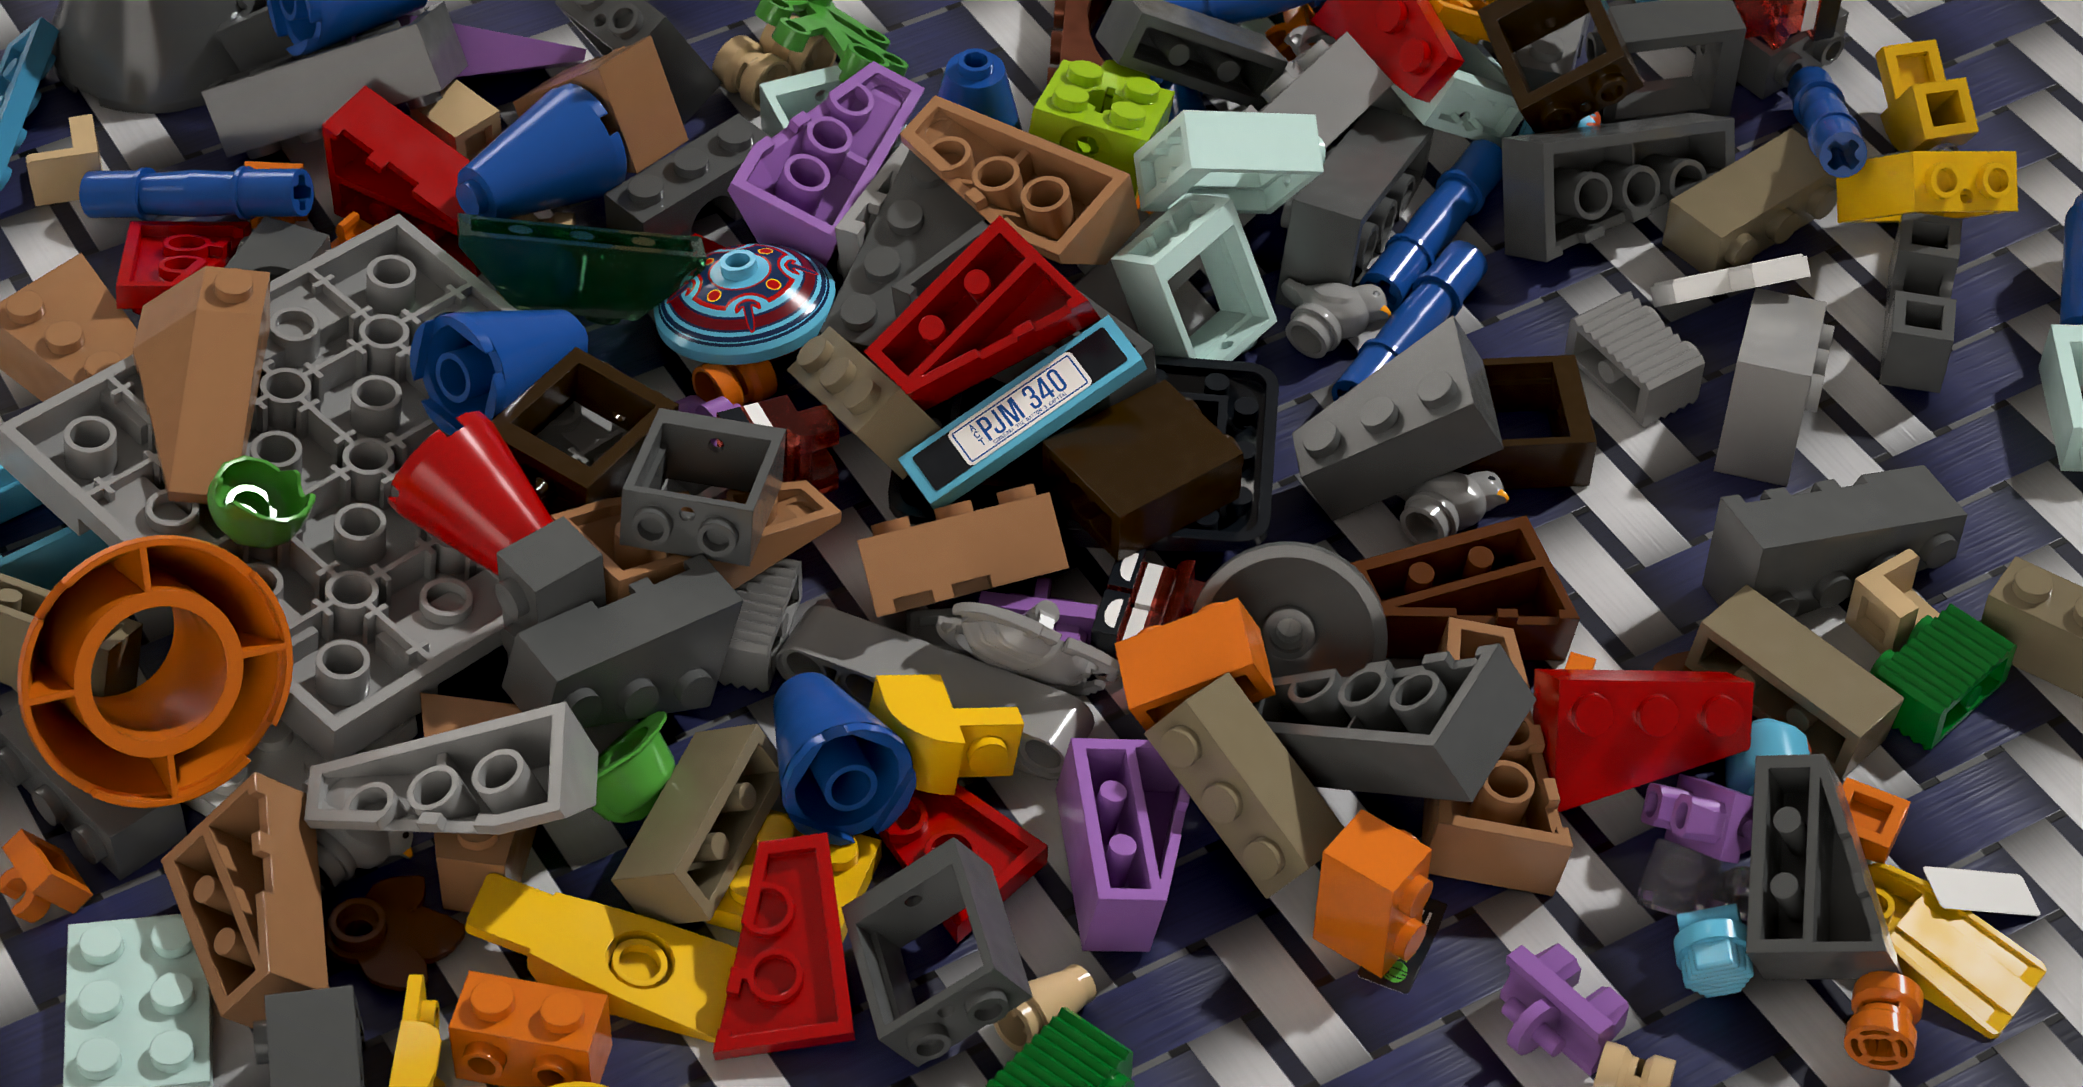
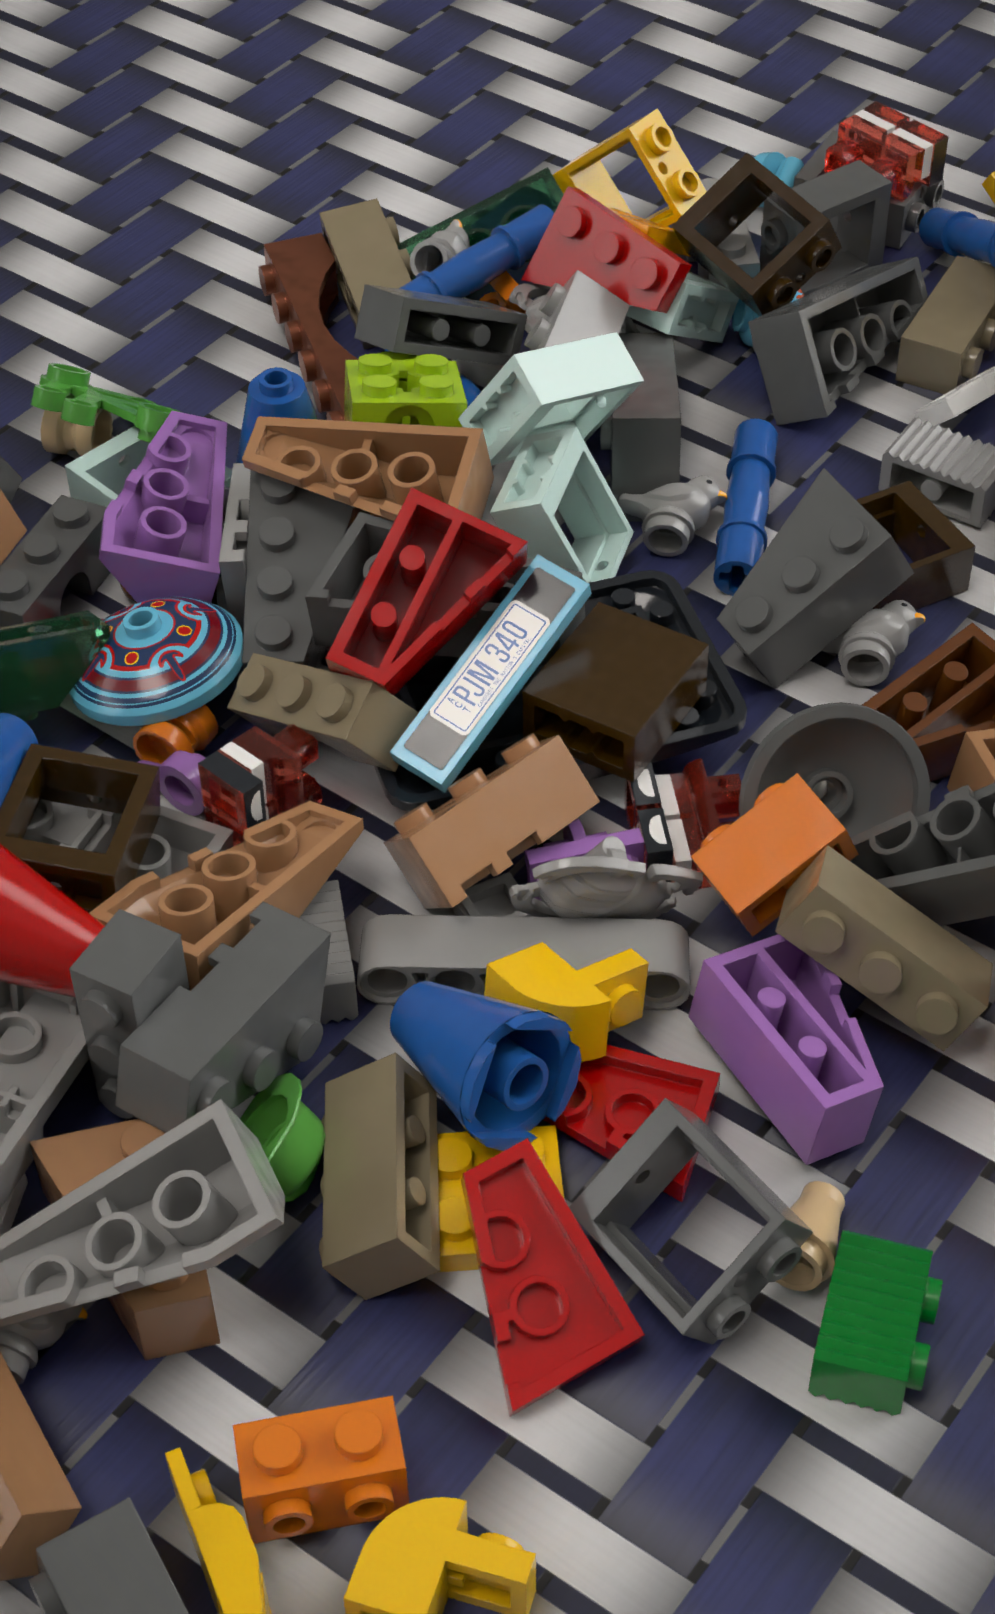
camera: 20 degrees left, 0 degrees up
(396, 931) = (120, 1405): reddish brown plate -> none
(642, 964) = (355, 1347): yellow piece -> none
(682, 450) = (257, 799): dark grey window -> none
(744, 66) = (43, 460): tan wheel -> none
(1437, 221) = (712, 414): blue piece -> none

